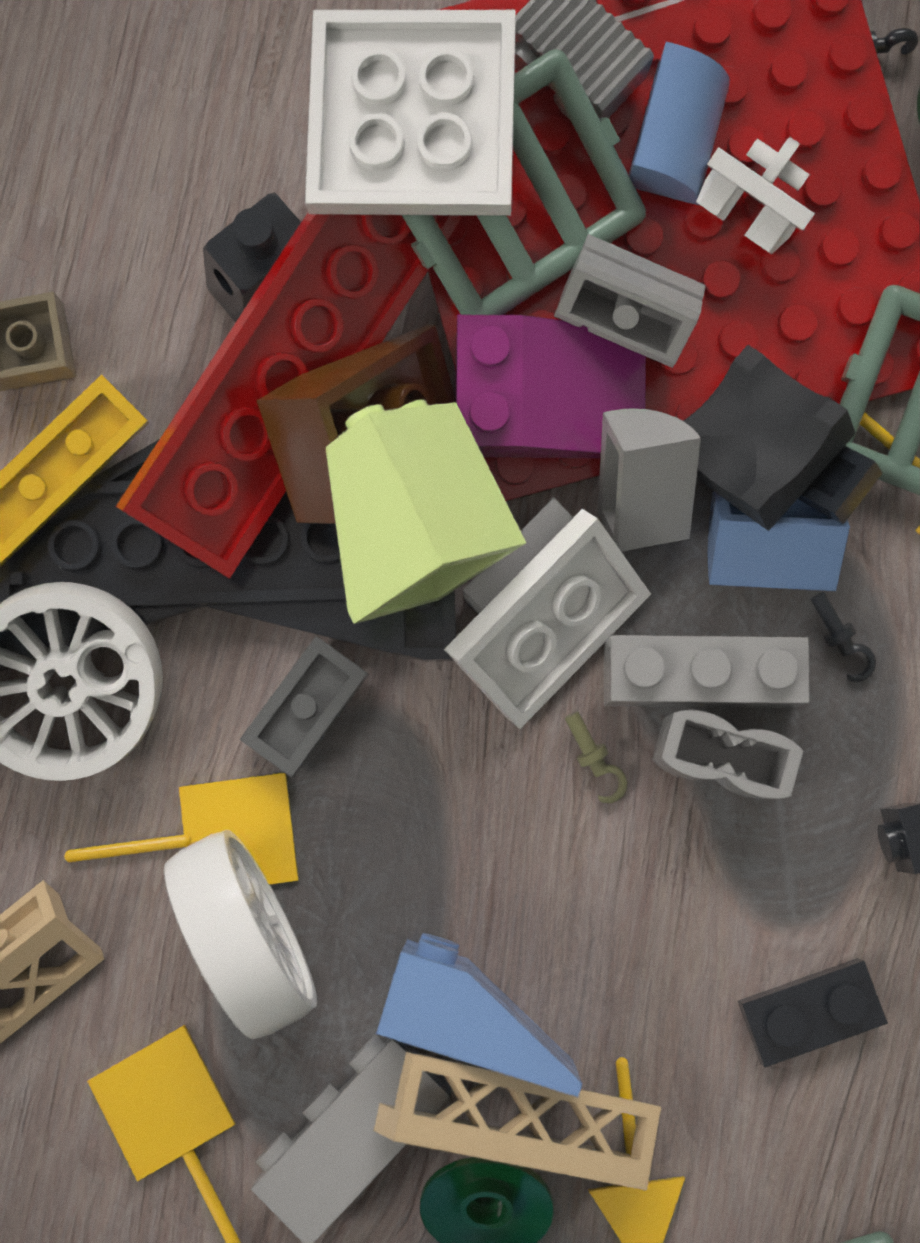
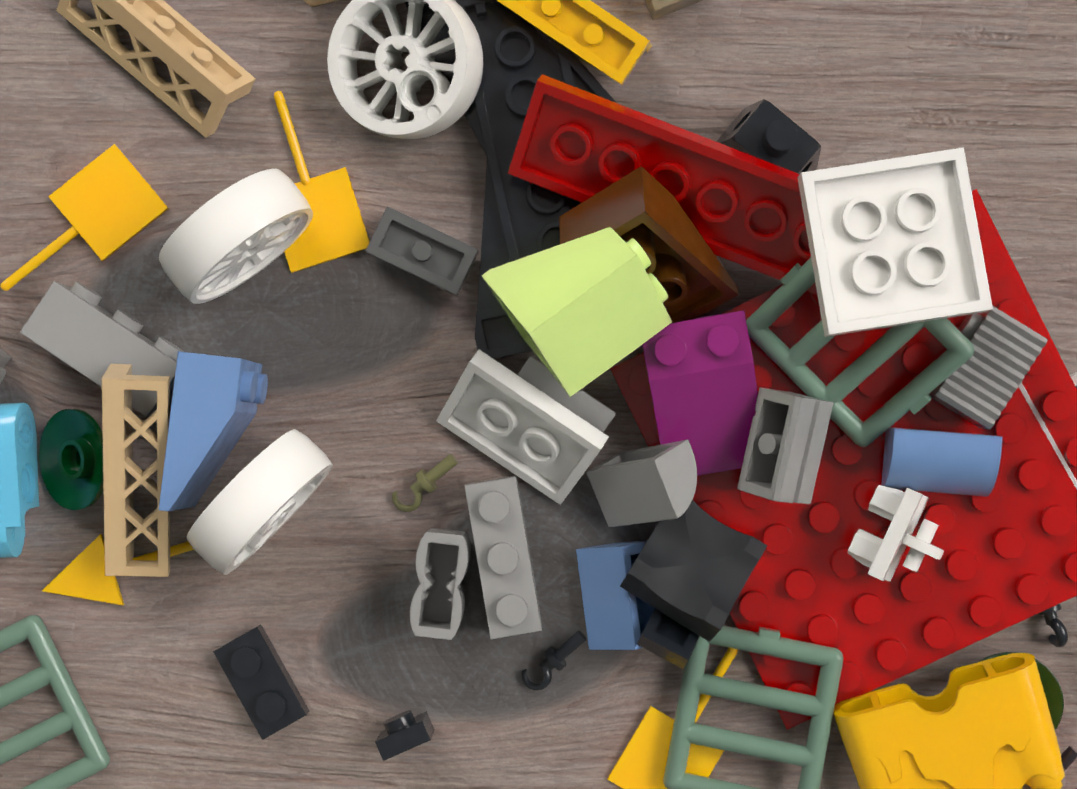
camera: 80 degrees right, 5 degrees up
(588, 965) = (259, 501): none -> white piece

